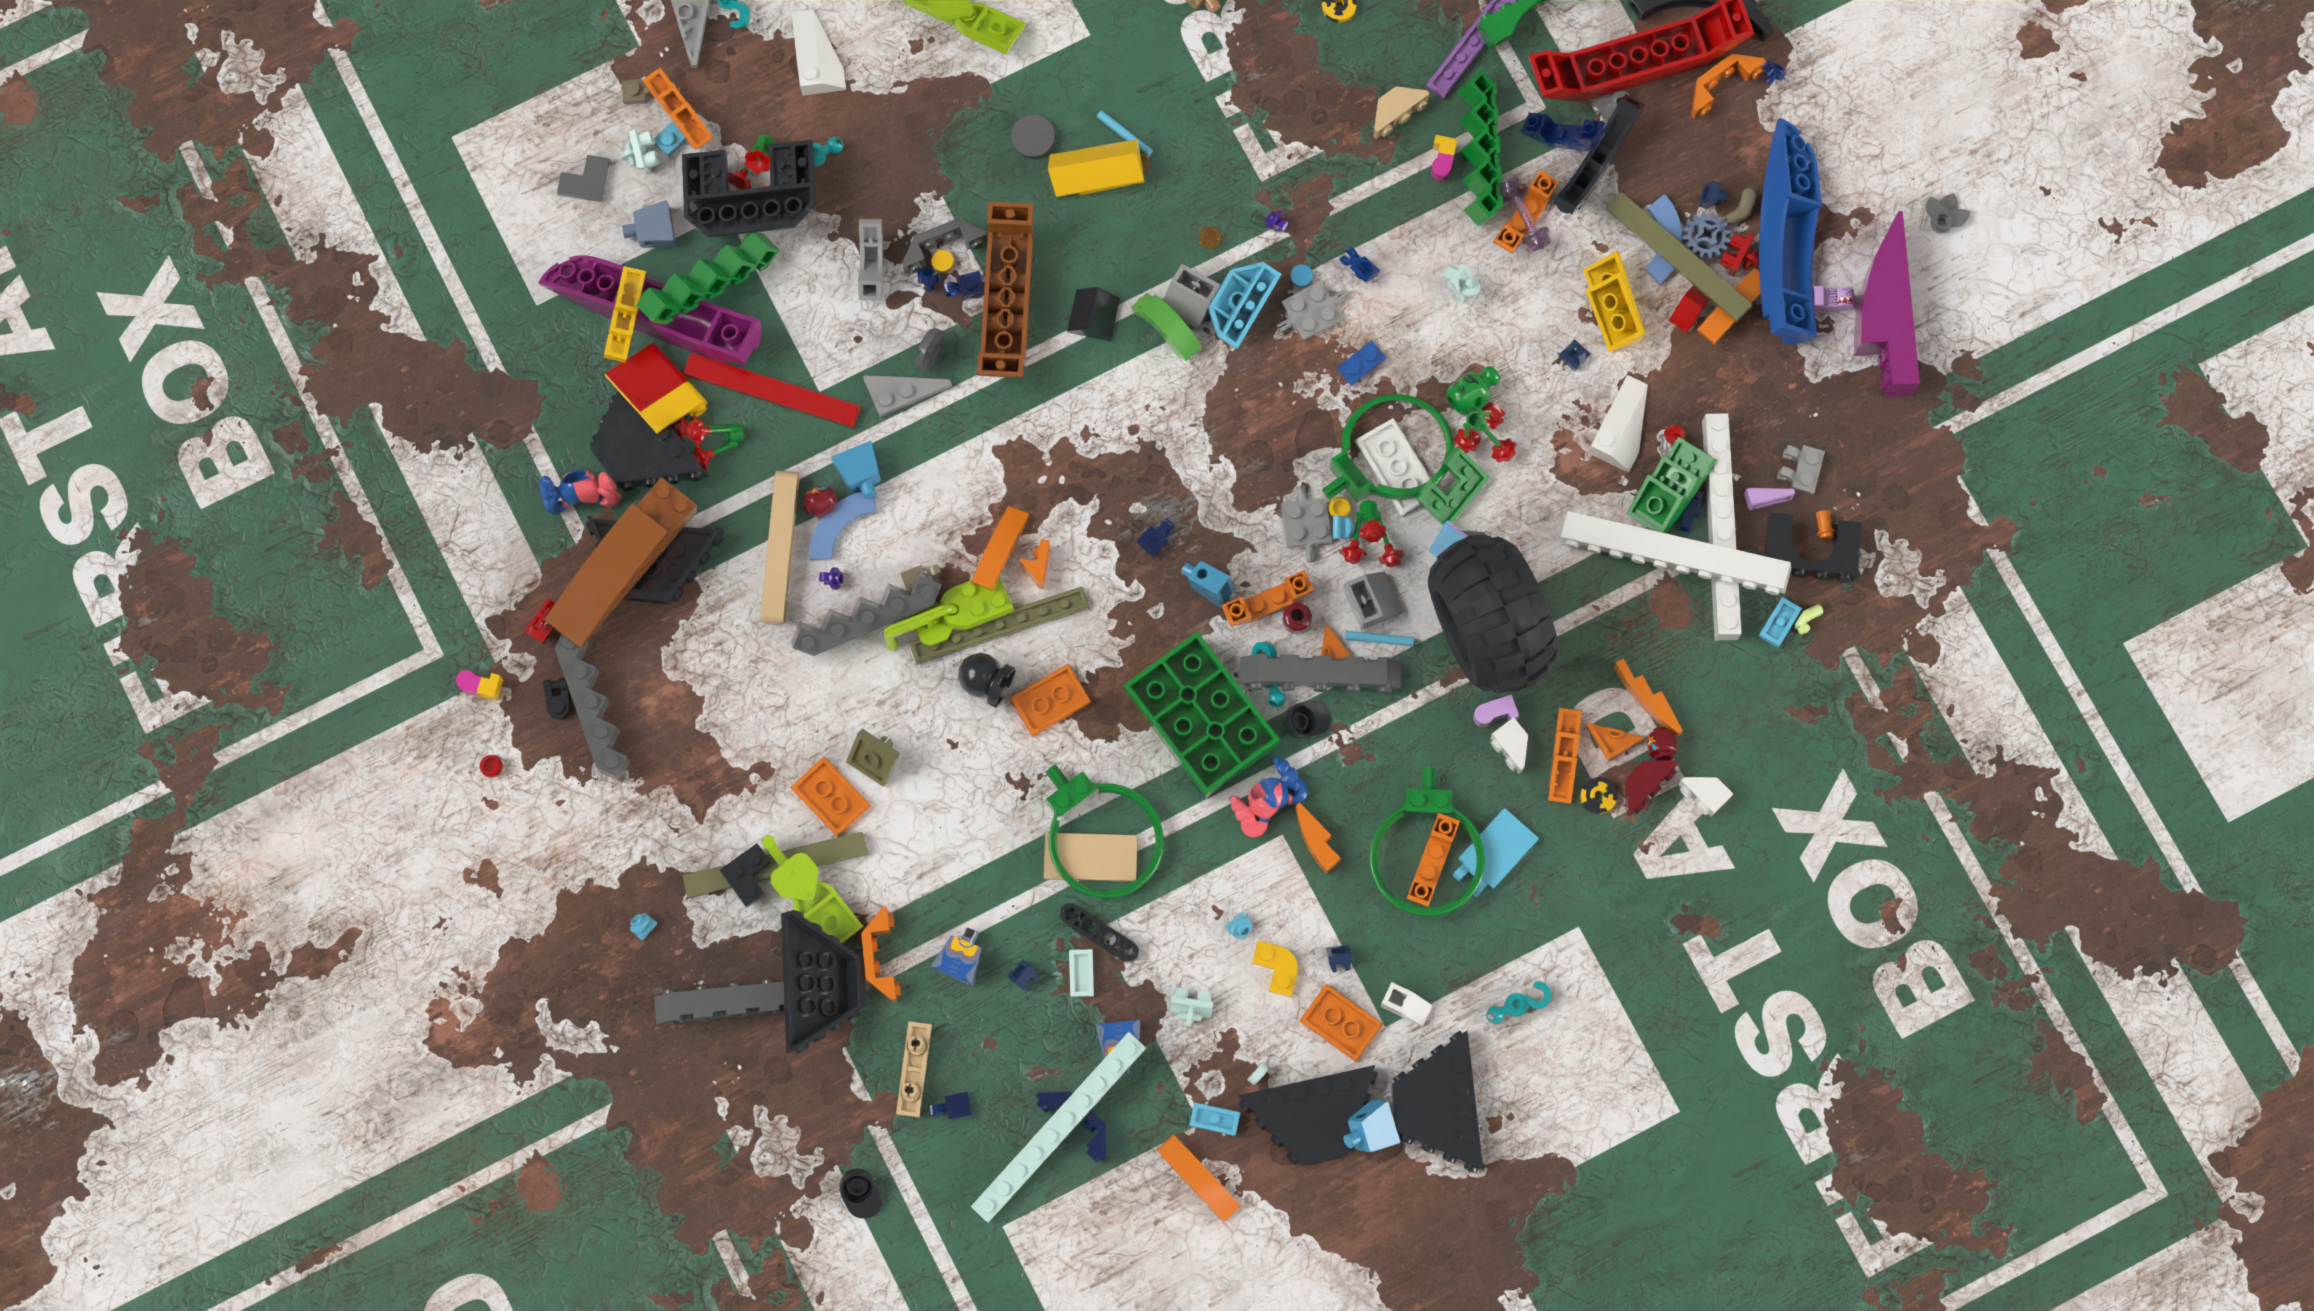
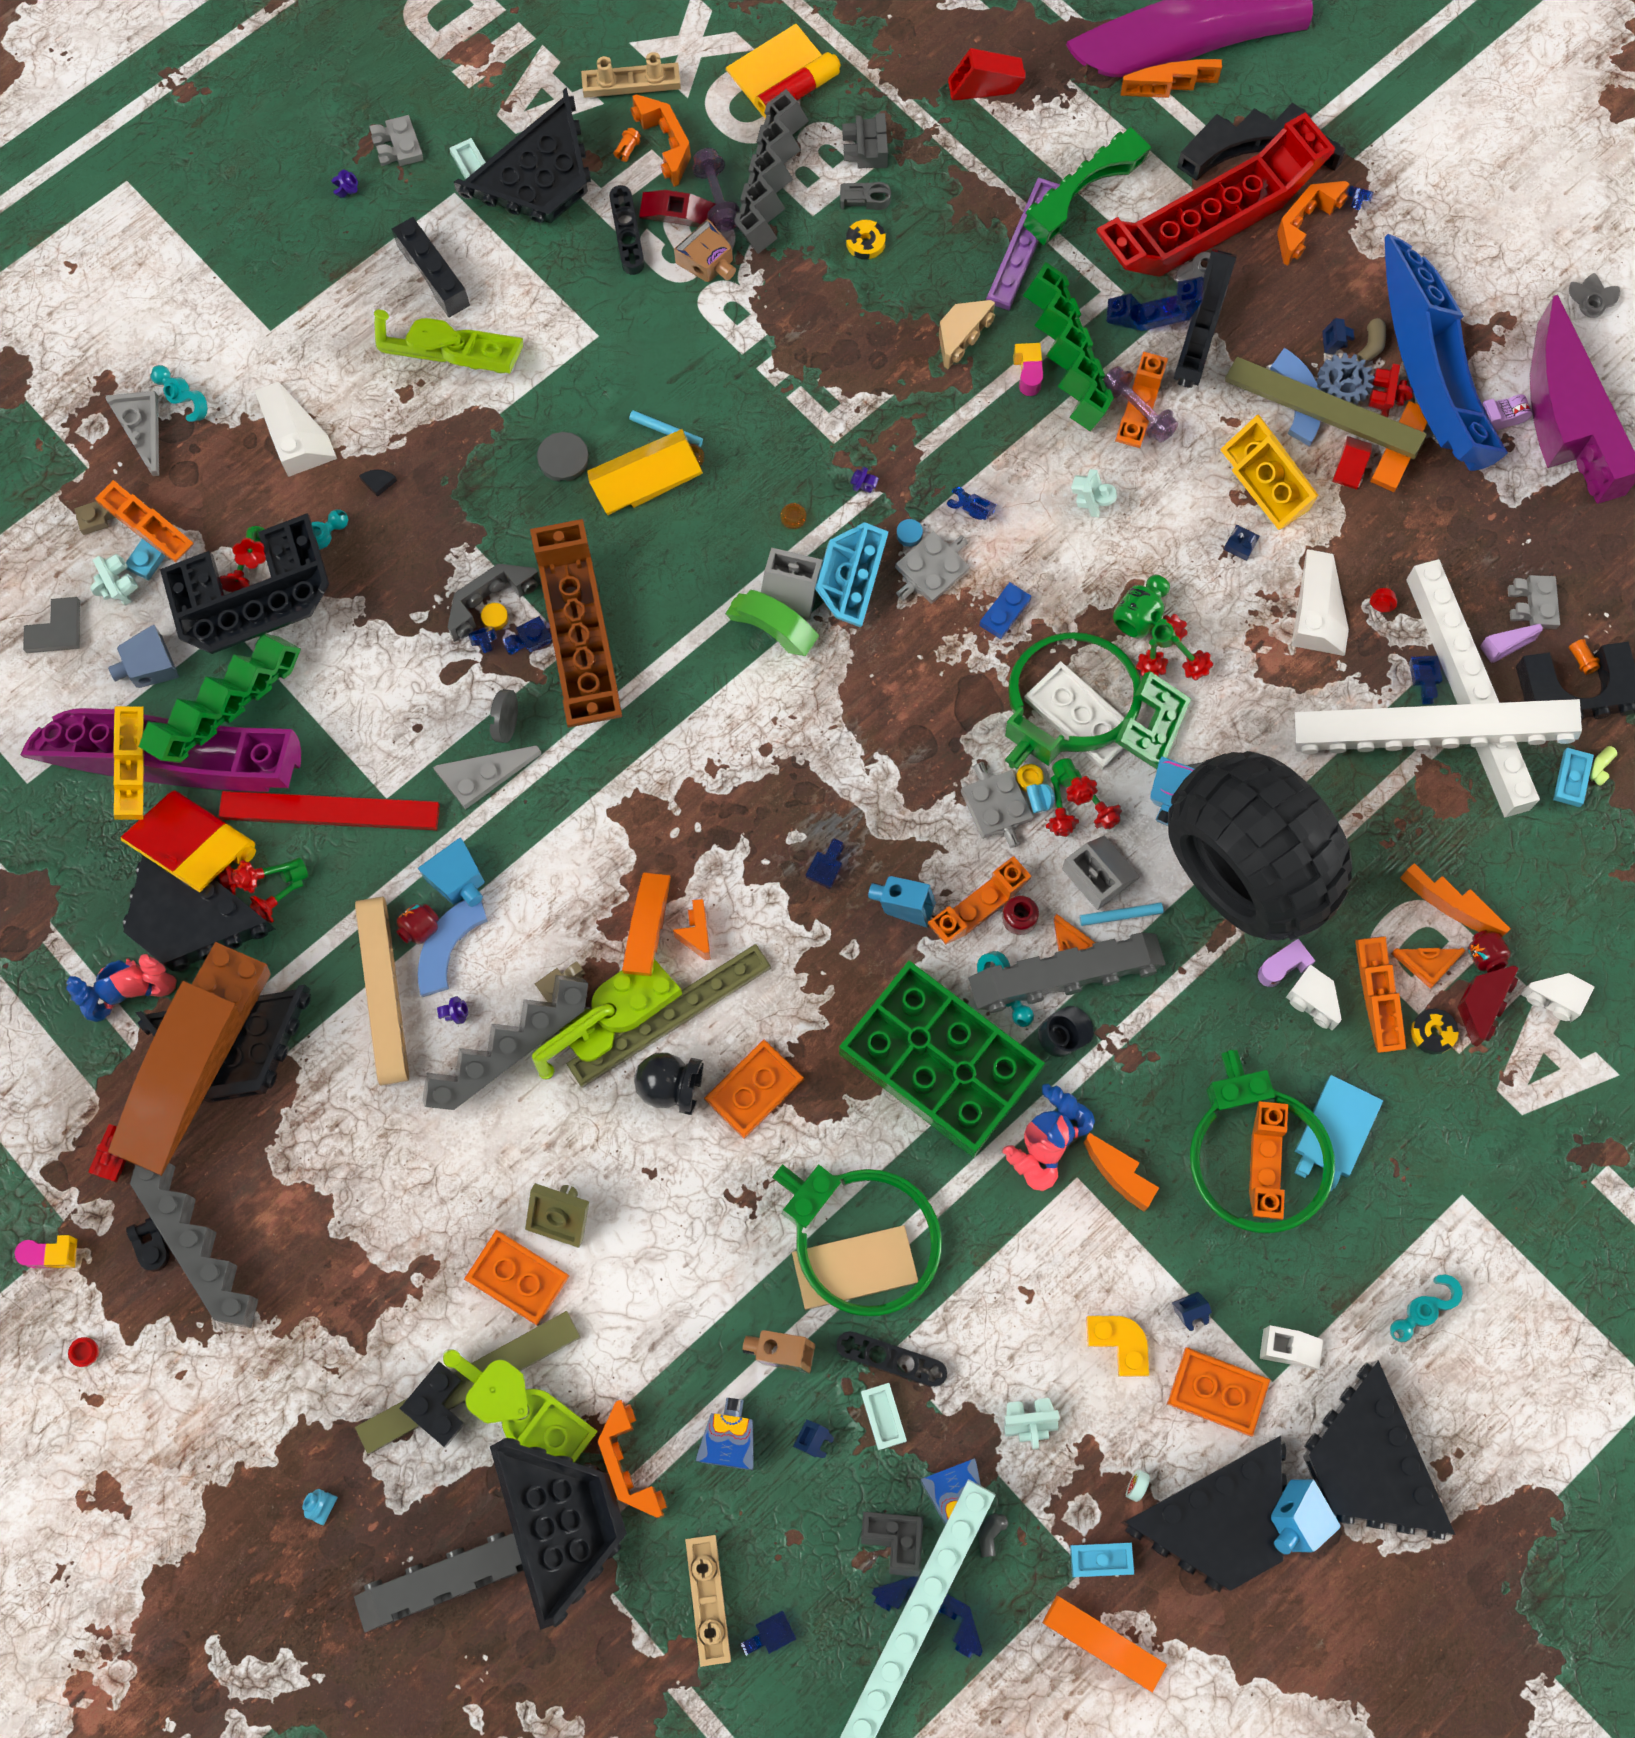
camera: 15 degrees left, 5 degrees down
(871, 259) = (410, 632): light grey arch -> none
(875, 118) = (378, 480): none -> black tile
(1017, 904) = (792, 1351): none -> medium nougat torso
(1068, 1059) = (901, 1534): none -> dark grey tile
(1093, 313) = (684, 631): black slope -> none
(1136, 1076) = (988, 1531): none -> dark grey arm
(1239, 926) = (1060, 1304): medium azure plate -> none
(1671, 486) = (1401, 655): green slope -> none

